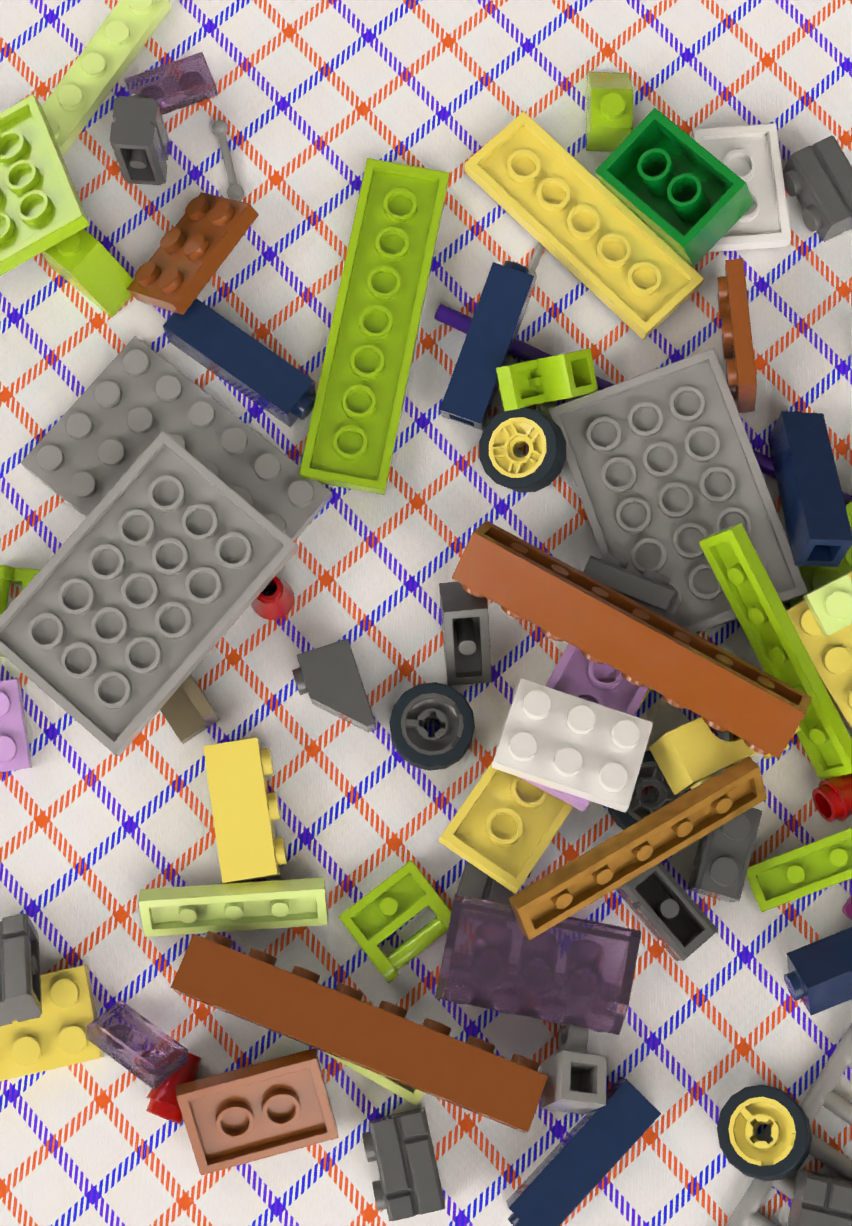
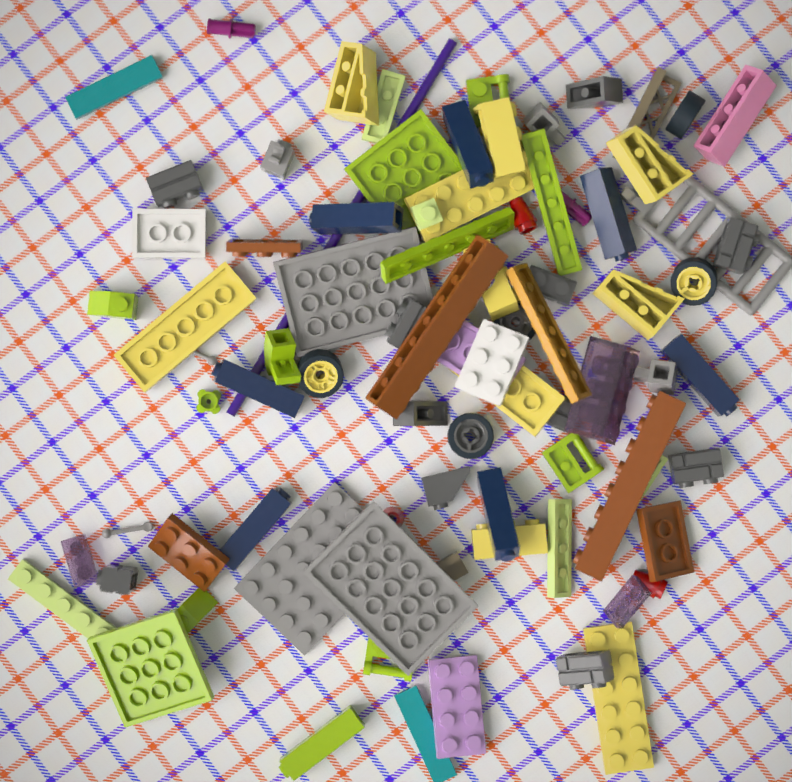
camera: 85 degrees left, 10 degrees up
(286, 781) = (498, 514): none -> dark blue brick
(375, 327) = (236, 450): lime plate -> none
(457, 262) = (204, 396): none -> lime plate
(668, 911) = (580, 318): dark grey brick -> none
(675, 186) = (173, 274): green brick -> none
(711, 1021) = (636, 302): none -> light yellow wedge

